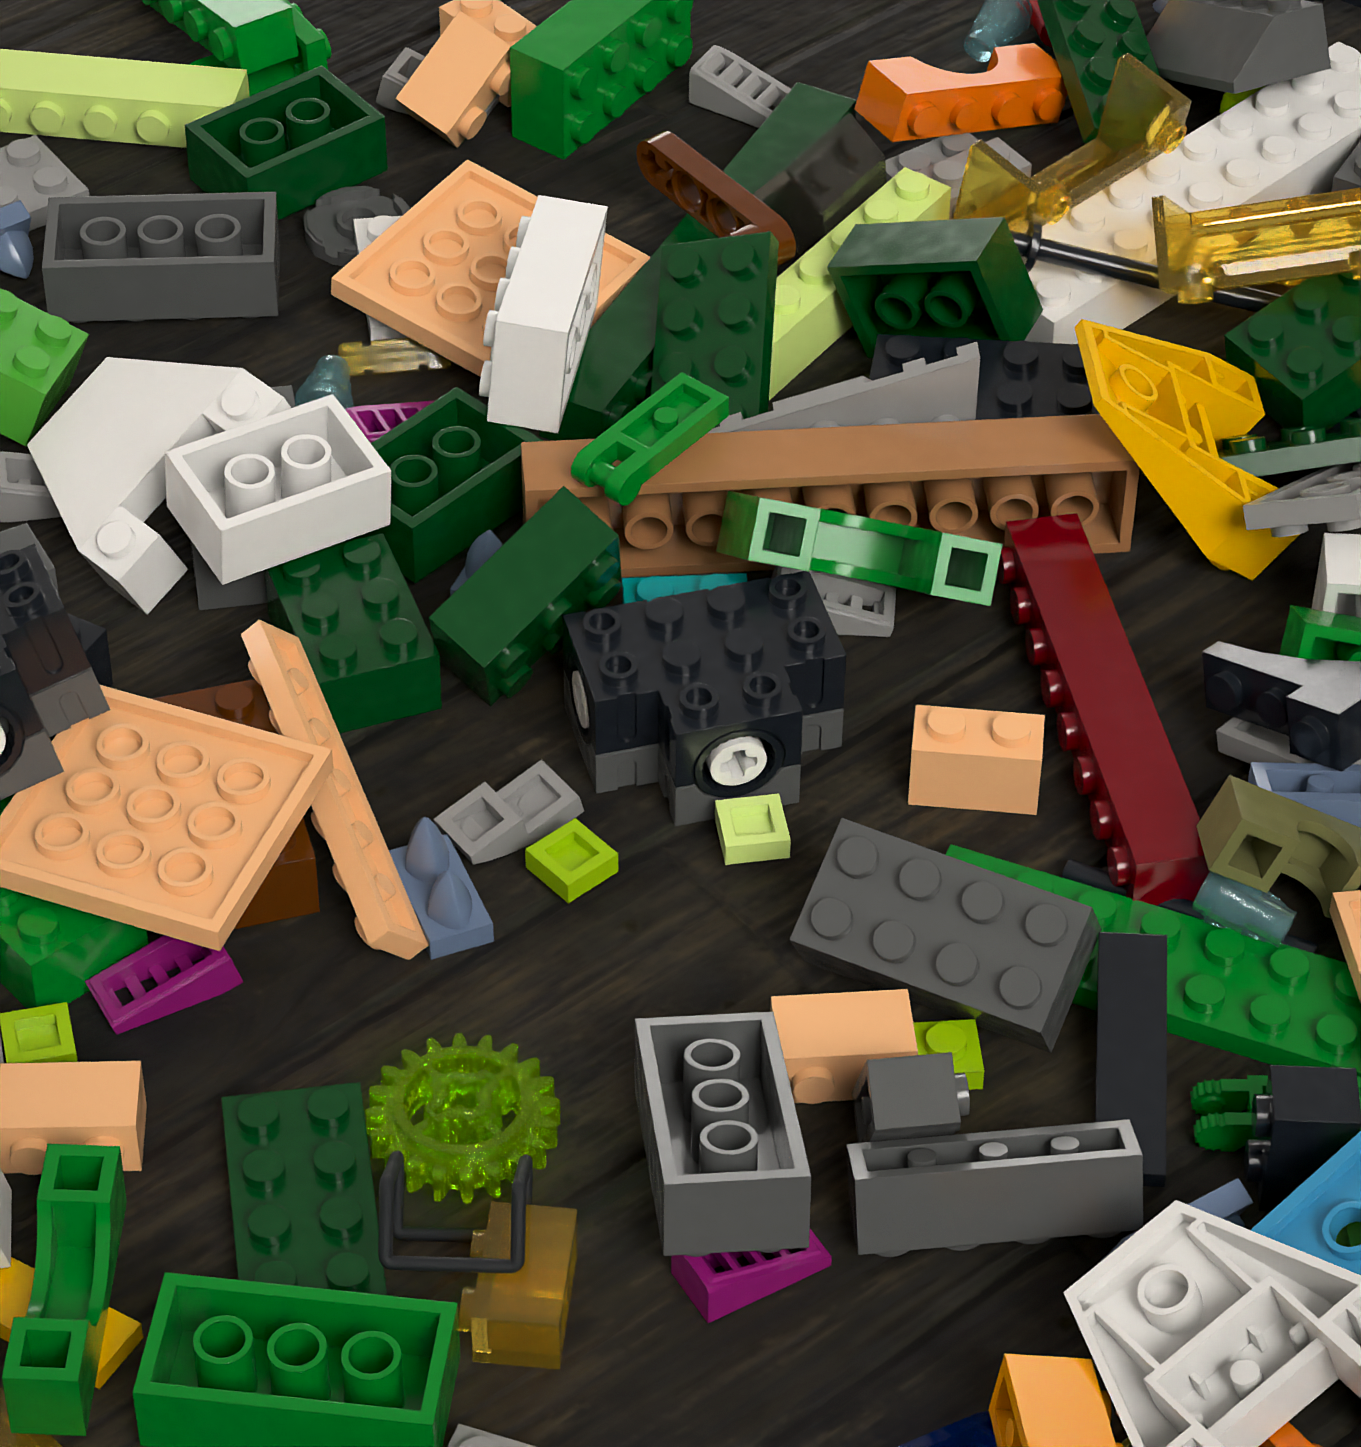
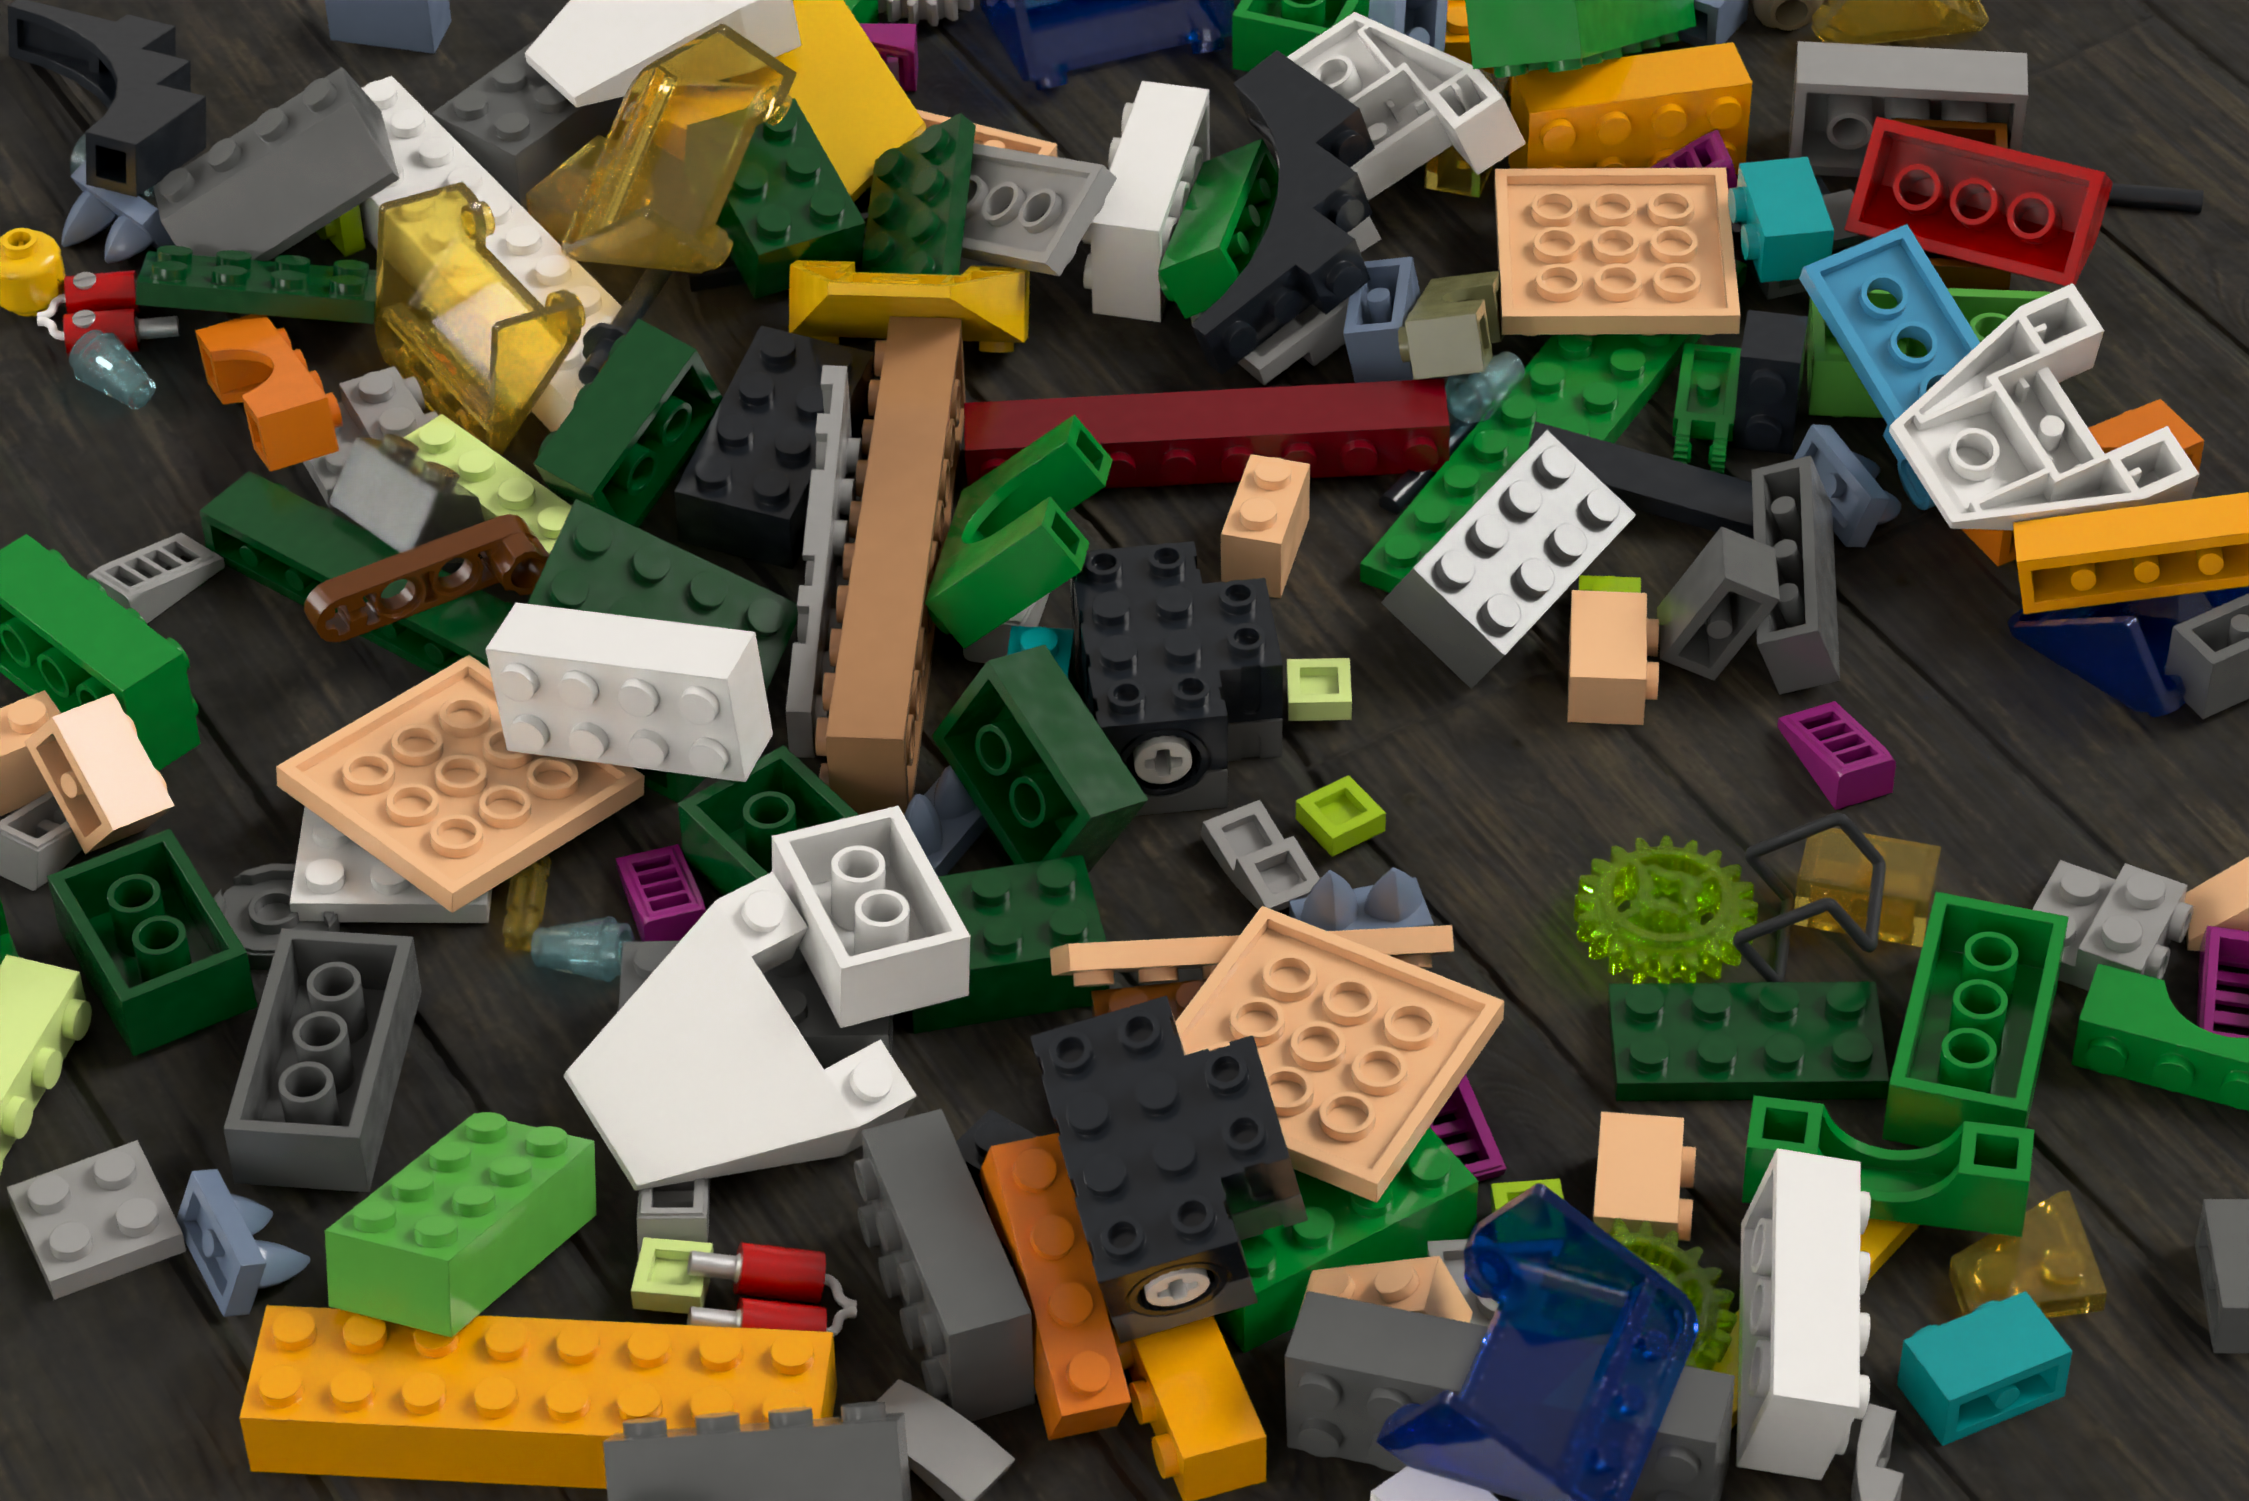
camera: 80 degrees left, 0 degrees up
(650, 437) = (870, 626): green plate -> none
(721, 1134) = (1739, 717): dark grey brick -> none

